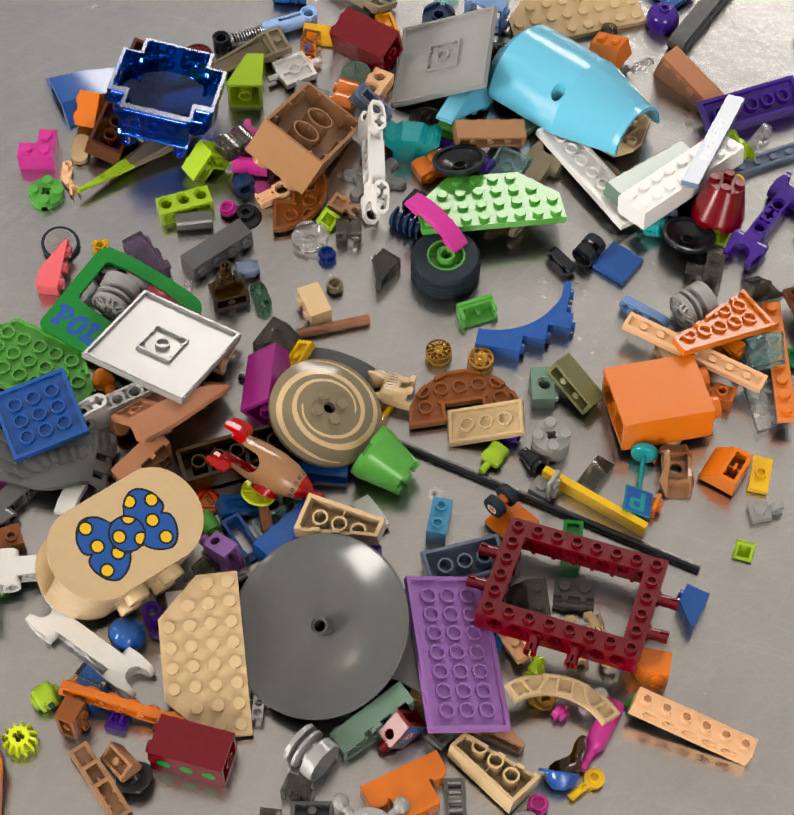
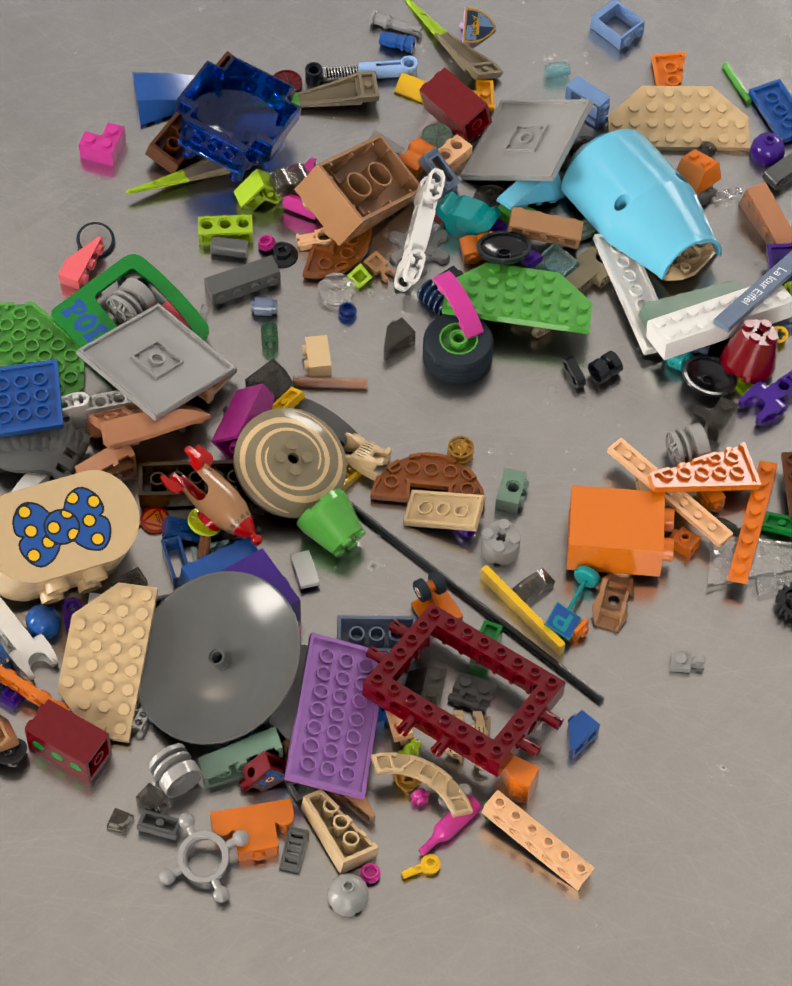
camera: 15 degrees right, 0 degrees up
(44, 184) = (94, 178): bright green plate -> none
(66, 174) = (121, 175): light nougat arm -> none
(78, 155) = (138, 155): tan tile -> none
(88, 108) = (160, 112): orange brick -> none
(97, 245) = (129, 248): yellow plate -> none
(104, 381) = (94, 382): orange animal -> none
(141, 248) = (169, 264): clear purple brick -> none
(211, 523) = (150, 541): bright green brick -> none
(222, 551) = (150, 563): medium lavender torso -> none
(229, 289) = (239, 323): dark brown brick -> none
(243, 184) = (288, 222): dark blue plate -> none
(247, 83) = (325, 121): lime slope -> none
(294, 68) = (377, 117): white plate -> none
(310, 42) = (400, 94): clear orange brick -> none
(323, 475) = (277, 523): blue window -> none
(328, 516) = (257, 559): tan wedge -> none
(334, 281) = (344, 338): dark tan plate -> none
(349, 229) = (375, 291): clear smoke wheel -> none
(434, 9) = (539, 88): dark blue plate -> none
(439, 354) = (428, 431): pearl gold wheel -> none
(439, 521) = (367, 591): dark azure brick -> none
(476, 311) = (473, 401): bright green hinge -> none
(493, 456) = (440, 544): lime piece -> none
(512, 342) = (497, 439): blue arch -> none
(532, 460) = (477, 557): black cone -> none
(546, 488) = (481, 586): light grey bracket -> none
(564, 772) = (403, 850): piece -> none
(575, 383) = (543, 494): olive brick -> none
(617, 263) = (630, 387): blue tile -> none
(630, 304) = (637, 441): medium blue beam -> none
(726, 468) = (662, 612): orange slope -> none
(744, 550) = (651, 693): lime slope -> none
(760, 289) = (762, 447): clear smoke slope -> none
(760, 475) = (694, 626): yellow plate -> none
(765, 351) = (742, 508): clear light blue plate -> none

